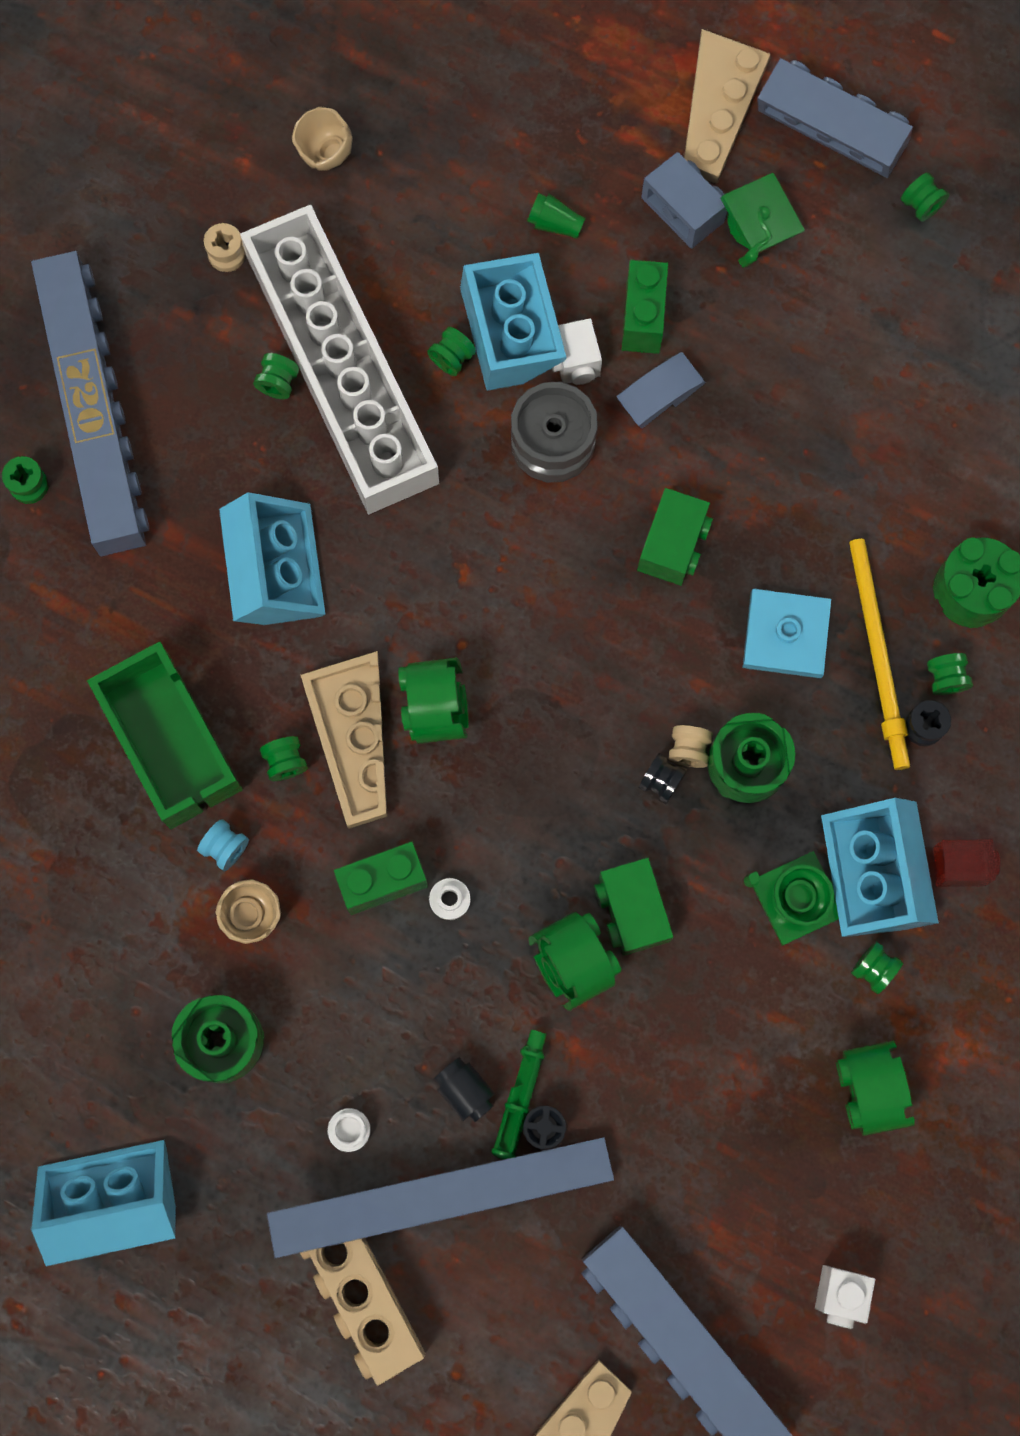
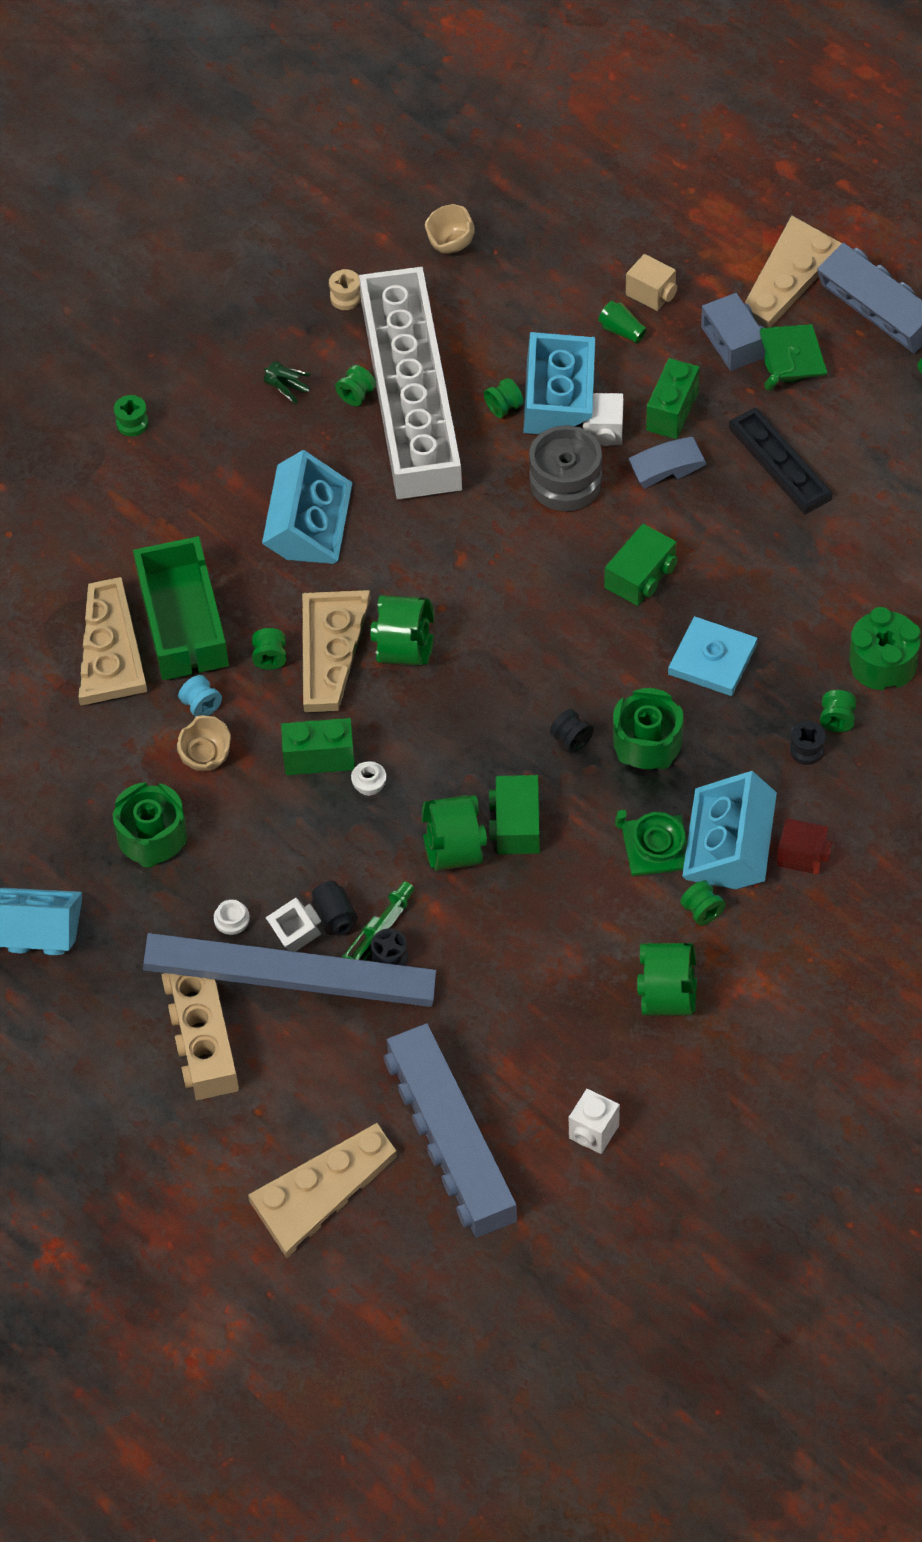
camera: 20 degrees right, 20 degrees down
(89, 404) = (199, 374): sand blue brick -> none
(98, 808) = (110, 654): none -> tan wing
(182, 382) = (278, 375): none -> dark green piece
(429, 1133) = (295, 924): none -> white brick
(573, 156) = (651, 282): none -> tan brick
(690, 746) = (601, 713): tan wheel -> none
(783, 355) = (780, 460): none -> black tile
(894, 726) = (779, 739): yellow bar -> none

